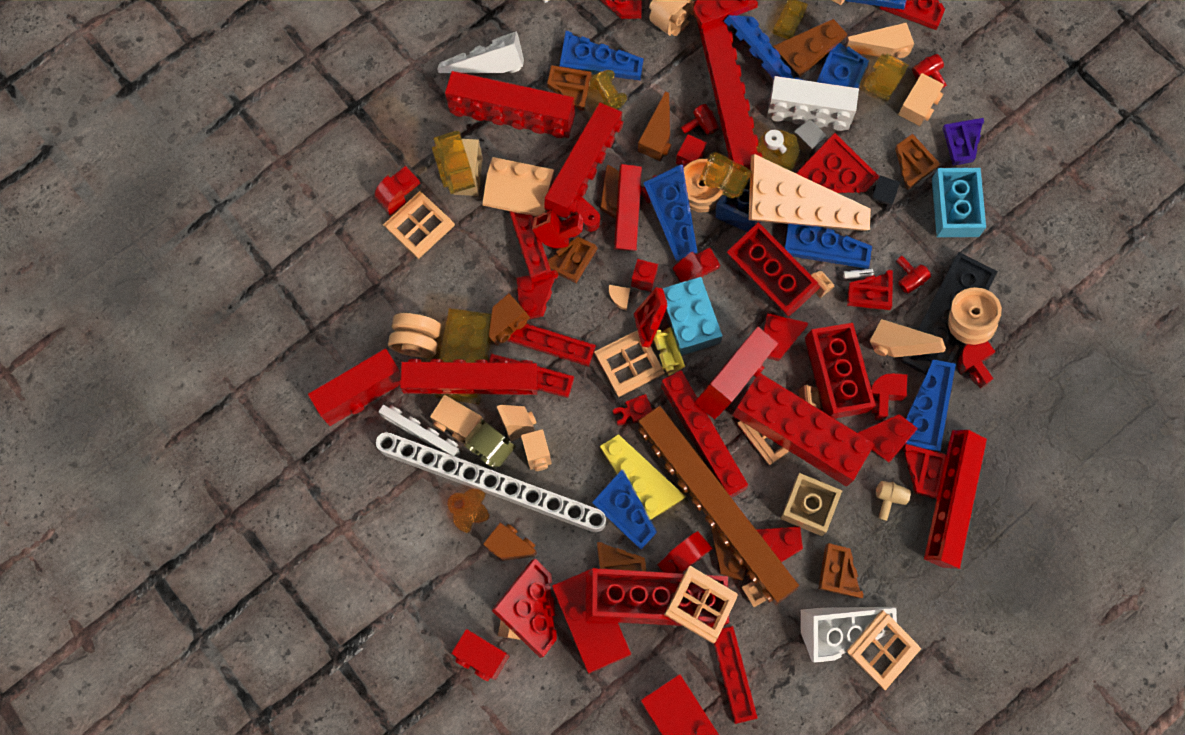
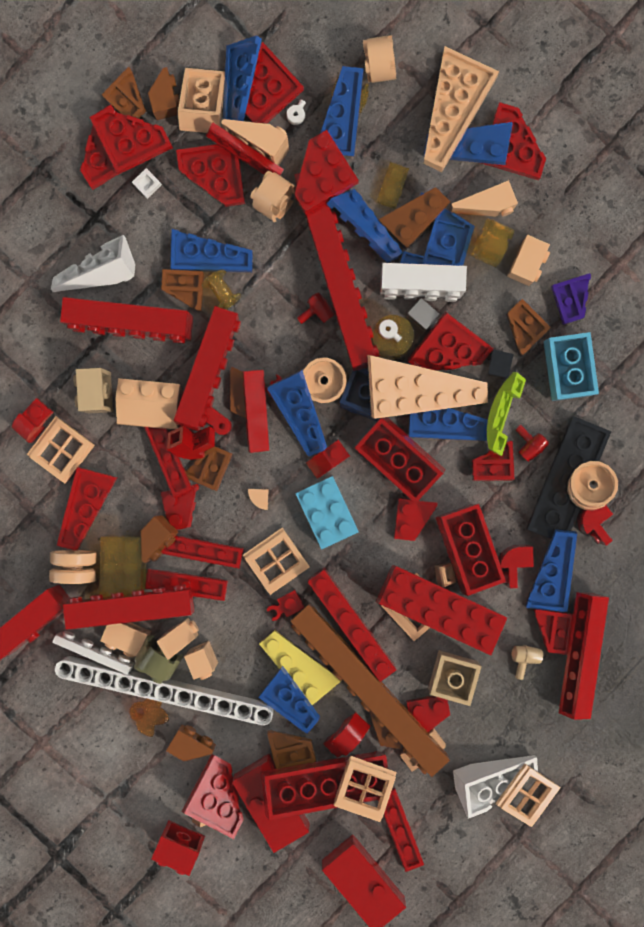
camera: 10 degrees left, 15 degrees up
(435, 278) = (84, 503): none -> red wing
(453, 162) = (77, 402): clear yellow brick -> none
(644, 275) = (279, 477): red brick -> none
(649, 316) = (289, 520): red wing -> none
(657, 133) = (275, 331): dark orange slope -> none
(669, 350) = (306, 540): light yellow hinge -> none
(690, 150) = (309, 346): red brick -> none
(725, 175) = (344, 377): clear yellow brick -> none
(736, 373) = (375, 570): brick -> none
(824, 282) = (447, 460): light nougat slope -> none
(838, 572) = (484, 732): dark orange wing -> none
(853, 274) = (476, 448): white pin -> none
(889, 436) = (519, 604): red wing -> none
(893, 219) = (499, 410): none -> lime slope
(902, 341) = (523, 514): light nougat slope -> none
(930, 66) = (535, 223): red piece -> none

